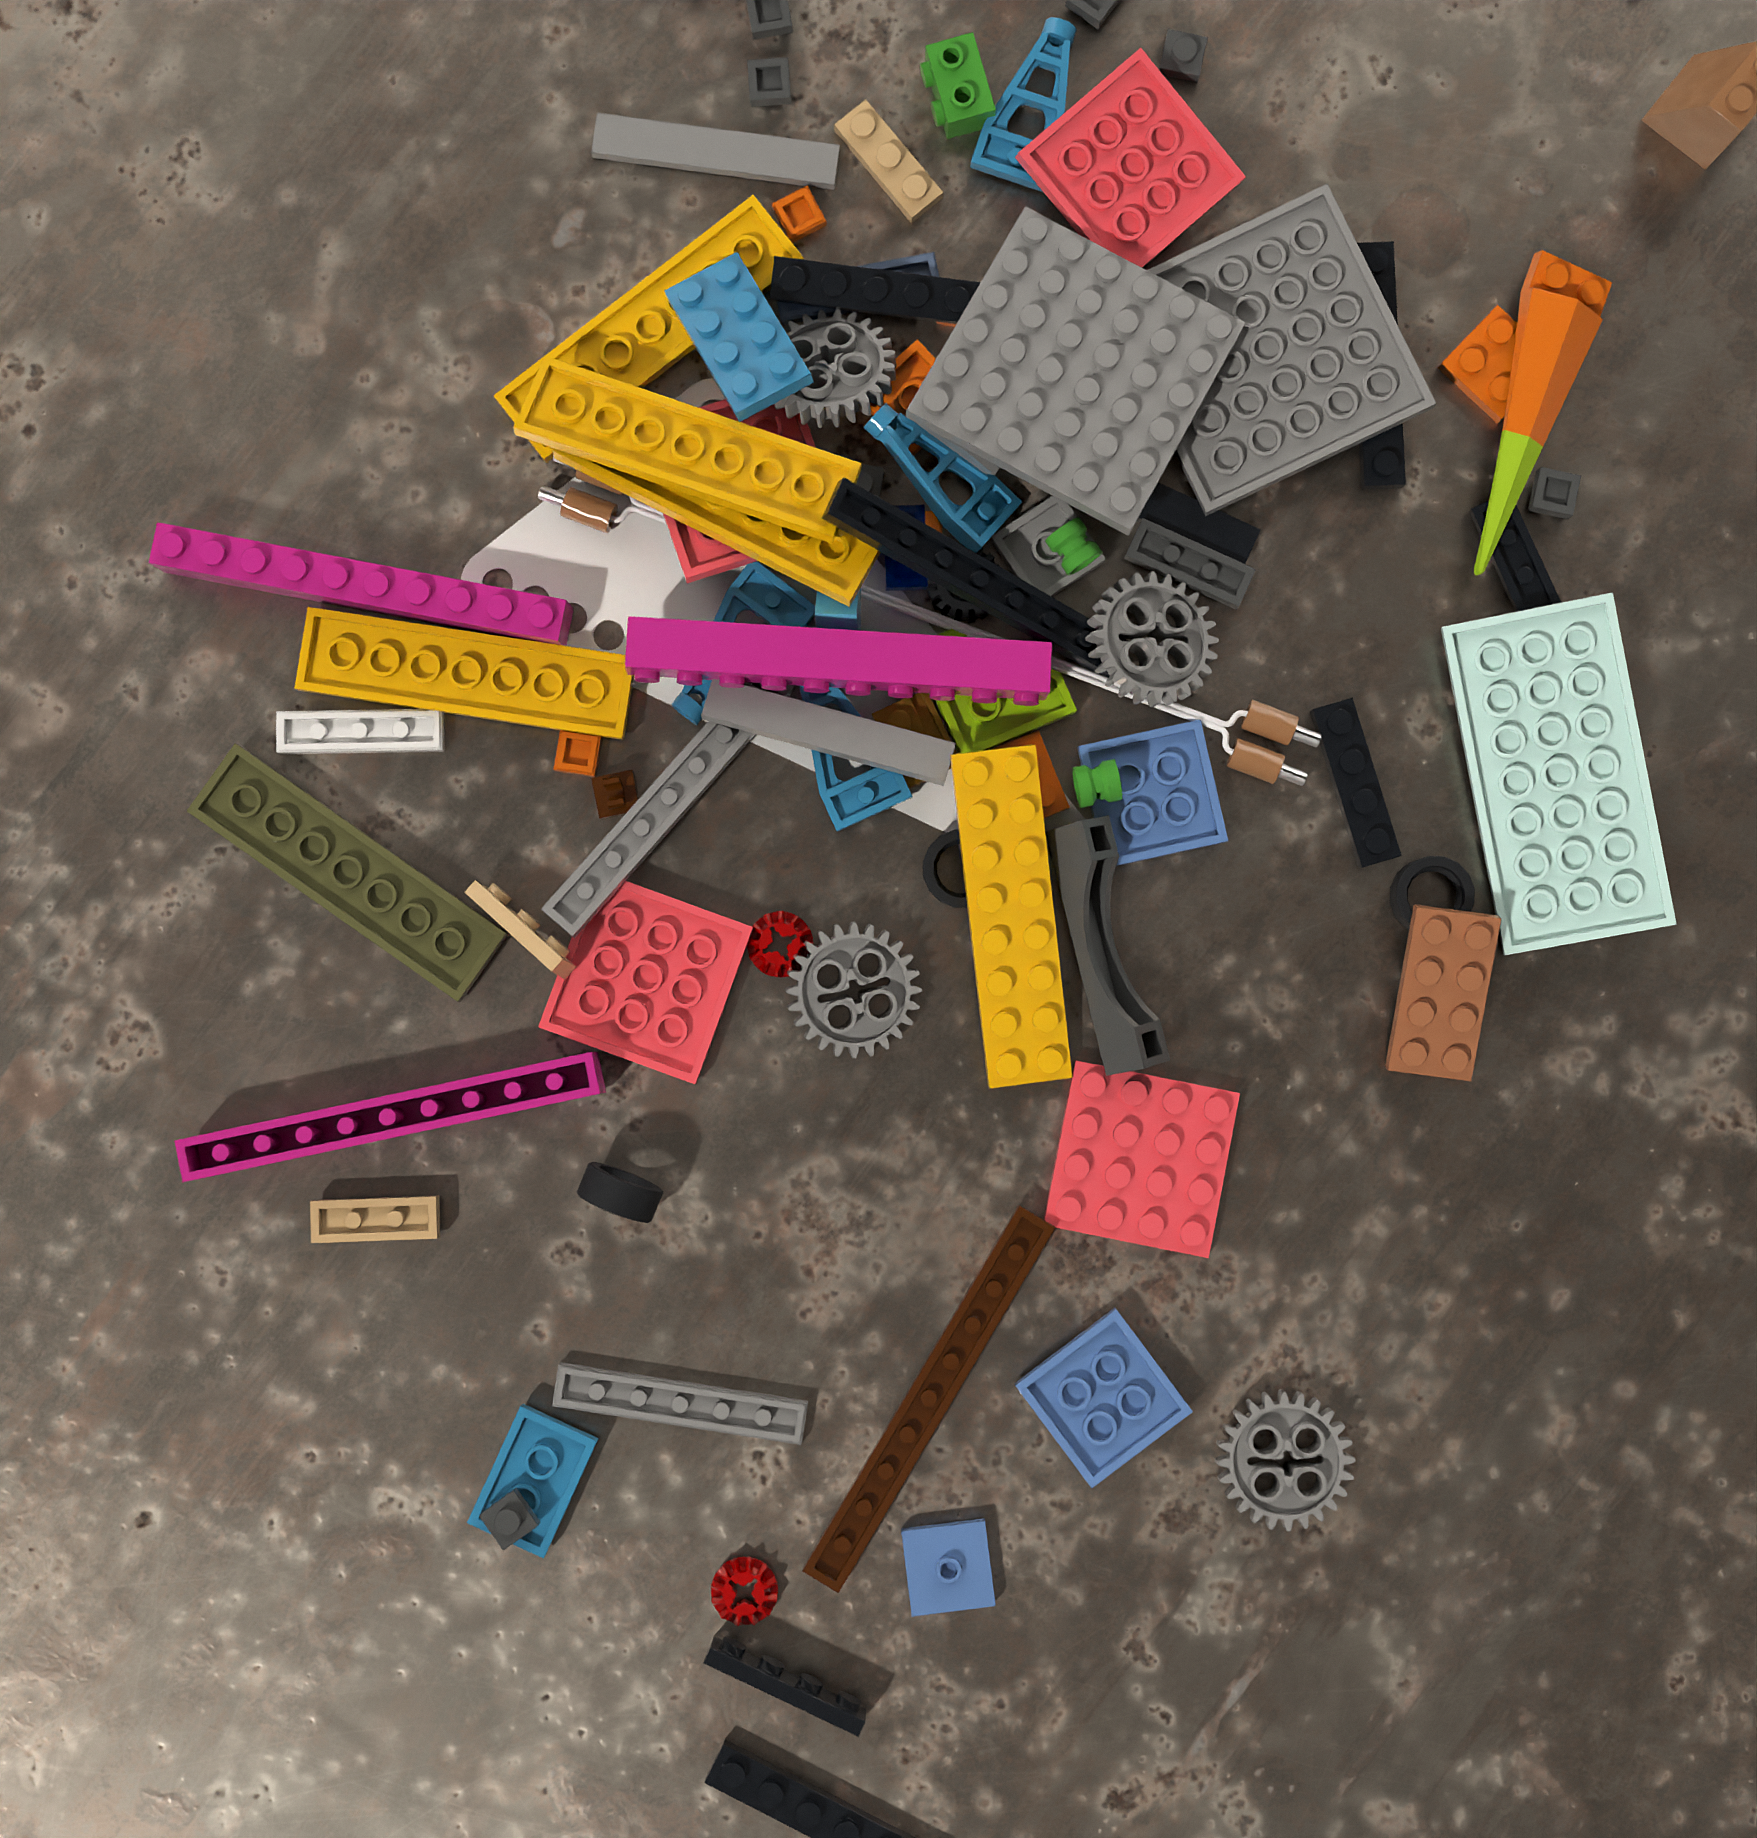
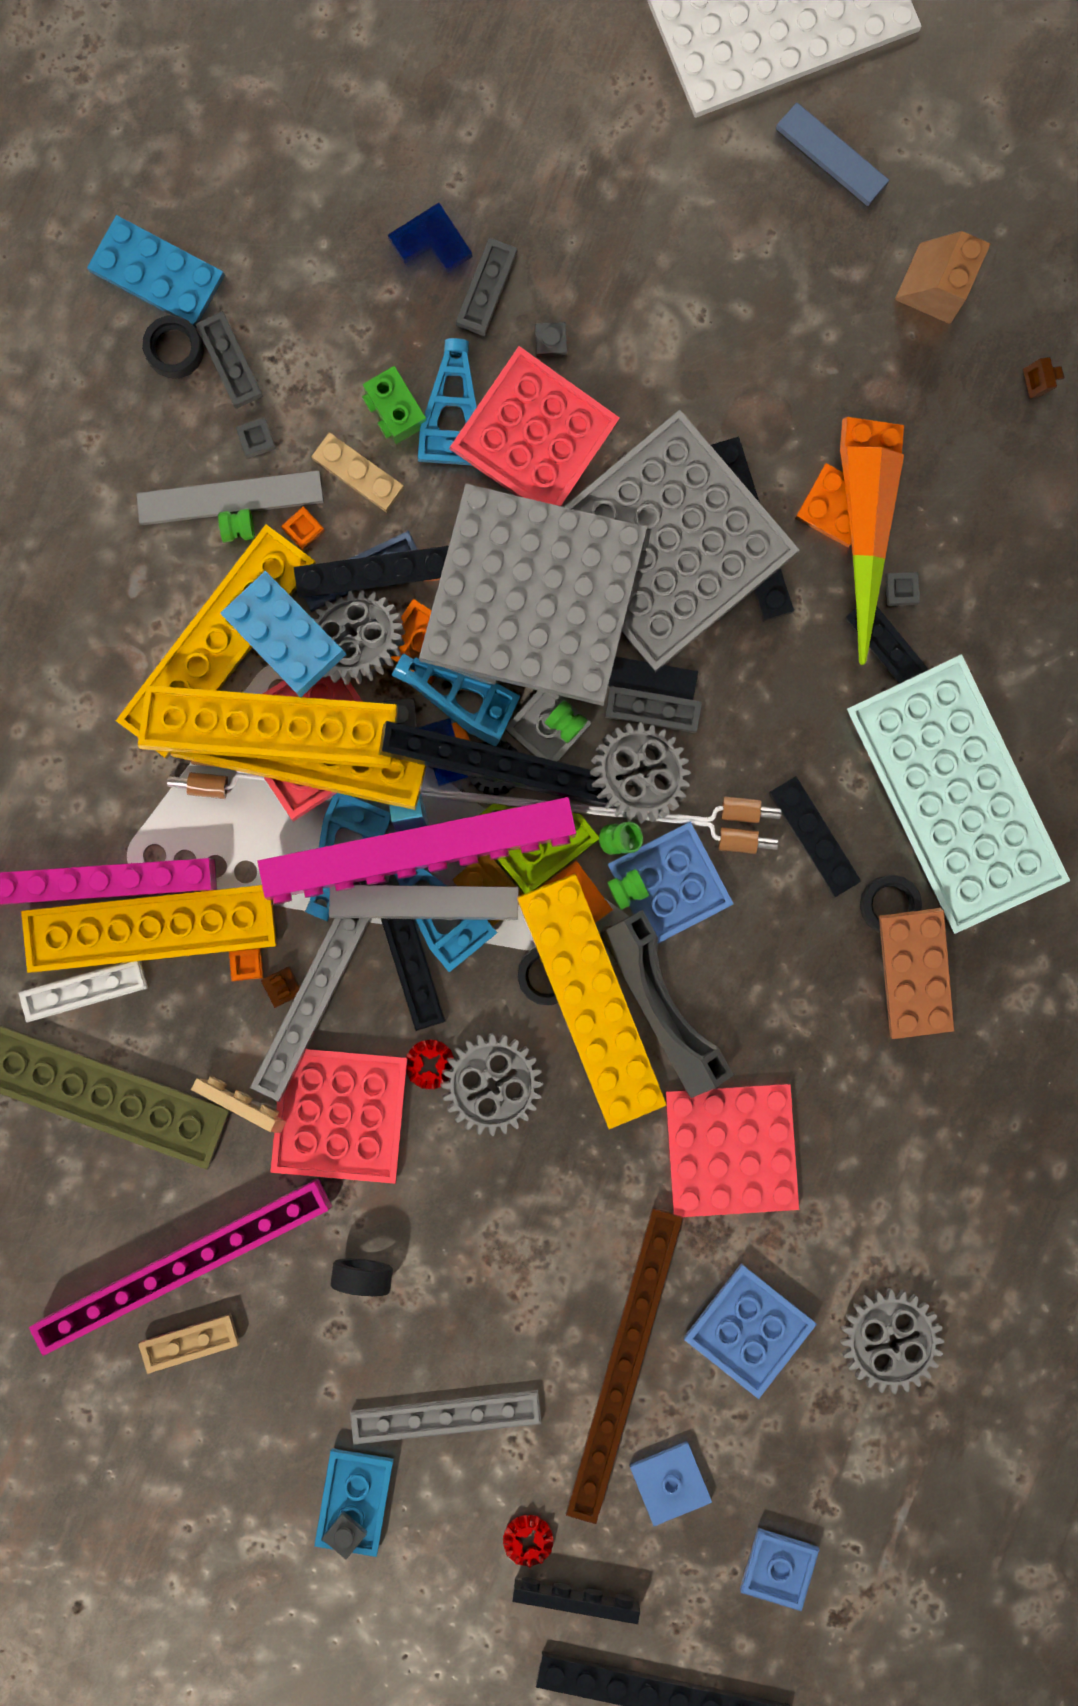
camera: 20 degrees left, 0 degrees up
(714, 187) = (236, 525): none -> bright green wheel
(790, 819) = (413, 972): none -> black tile
(1060, 1716) = (779, 1569): none -> medium blue plate
(1104, 717) = (621, 838): none -> bright green wheel

